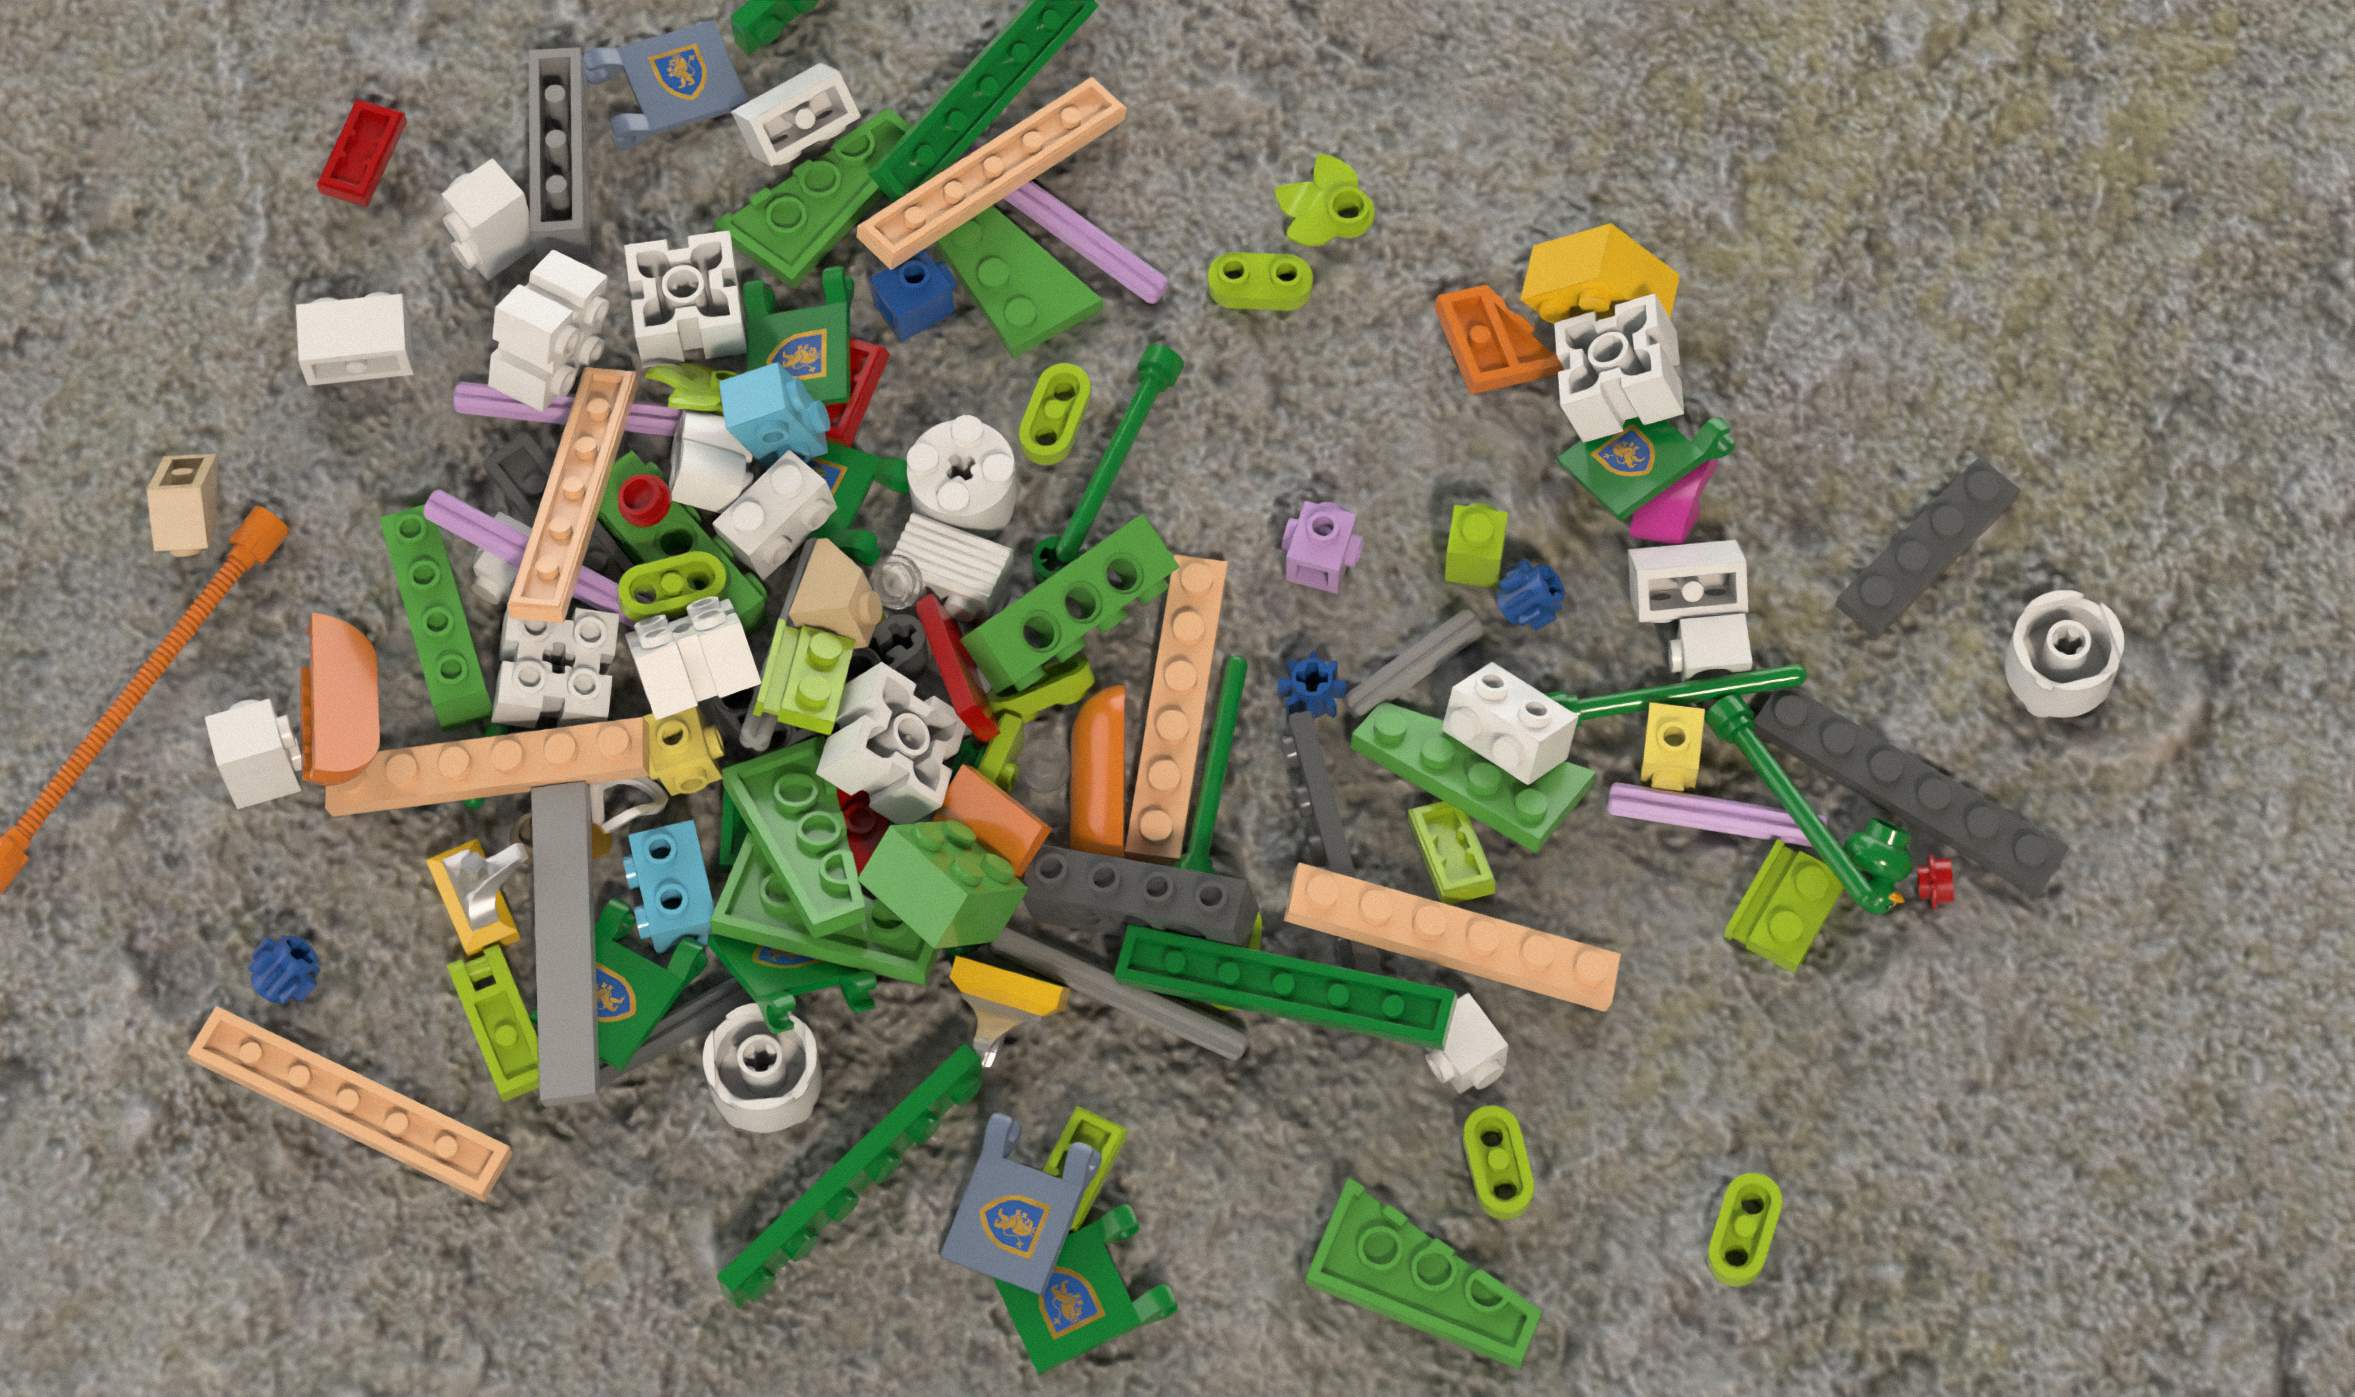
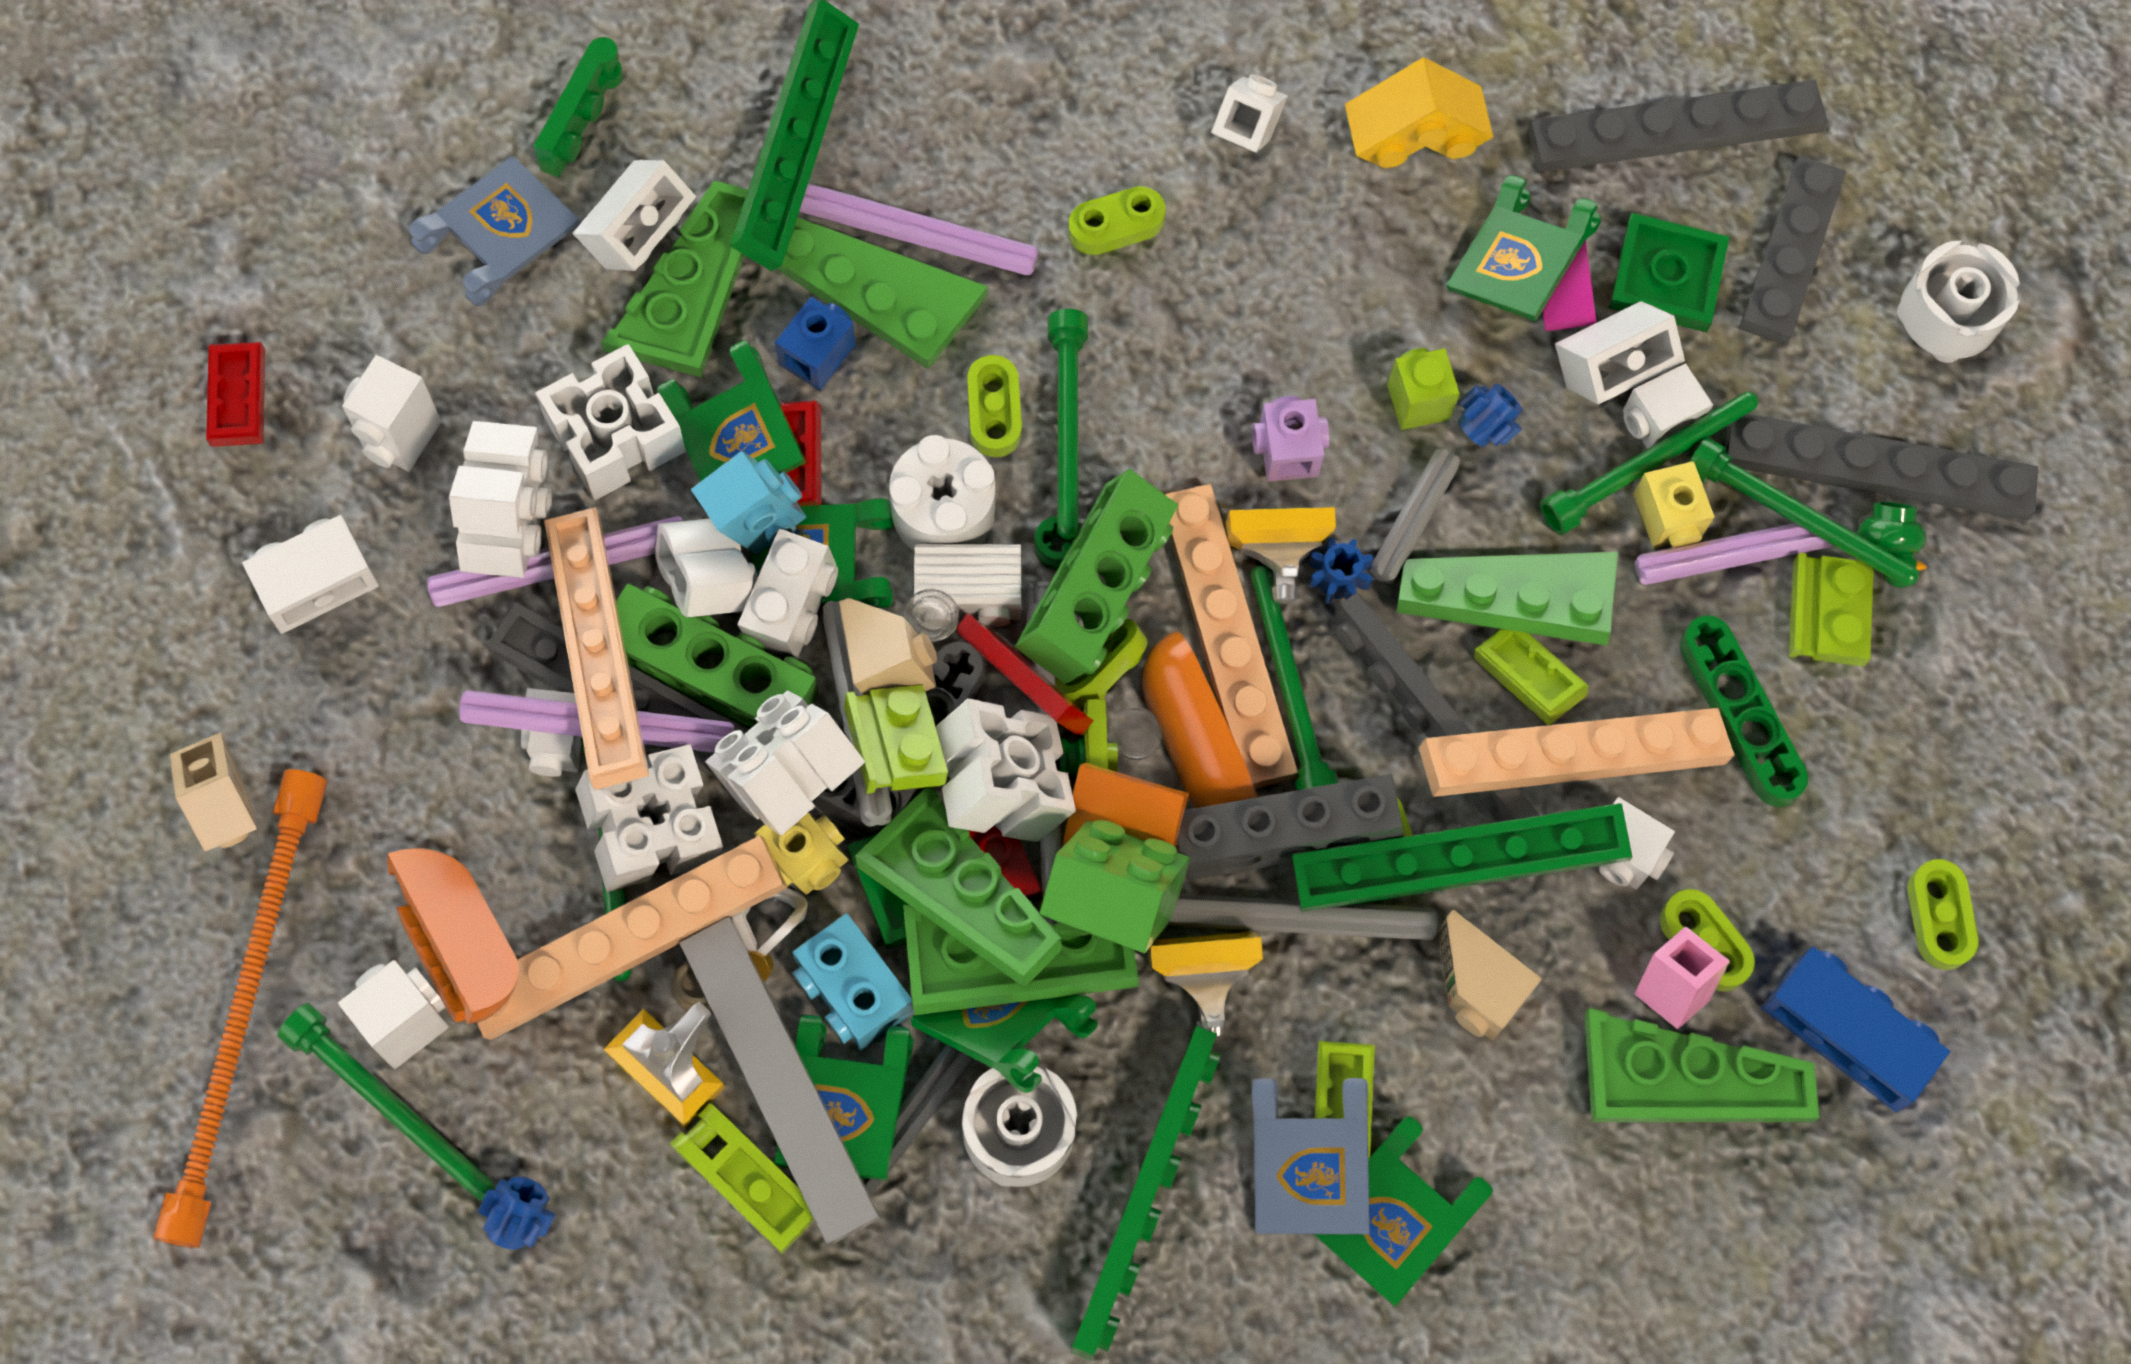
camera: 30 degrees left, 5 degrees up
(174, 743) = (307, 1032): none -> green piece
(350, 1103) = (636, 1318): light nougat plate -> none
(437, 619) = (510, 811): bright green brick -> none
(559, 153) = (429, 329): light grey brick -> none
(644, 500) = (665, 627): red plate -> none
(668, 585) = (727, 701): lime plate -> none
(694, 385) = (659, 499): lime plate -> none
(990, 173) = (837, 208): light nougat tile -> none
(1261, 1114) = (1481, 978): none -> tan slope
(1267, 638) = (1280, 540): none -> yellow piece
(1319, 204) = (1136, 131): lime plate -> none
(1433, 221) = (1250, 112): none -> white brick
(1448, 1181) = (1681, 977): none -> bright pink brick
(1492, 342) = (1345, 201): orange wing -> none
(1510, 723) = (1533, 537): white brick -> none
(1601, 1297) = (1856, 1028): none -> blue brick
(1618, 368) = (1476, 184): white brick -> none
(1646, 967) = (1751, 707): none -> green beam
(1785, 523) = (1670, 270): none -> green plate
(1872, 385) = (1677, 125): none -> dark grey plate
(1936, 881) = (1947, 538): red plate -> none

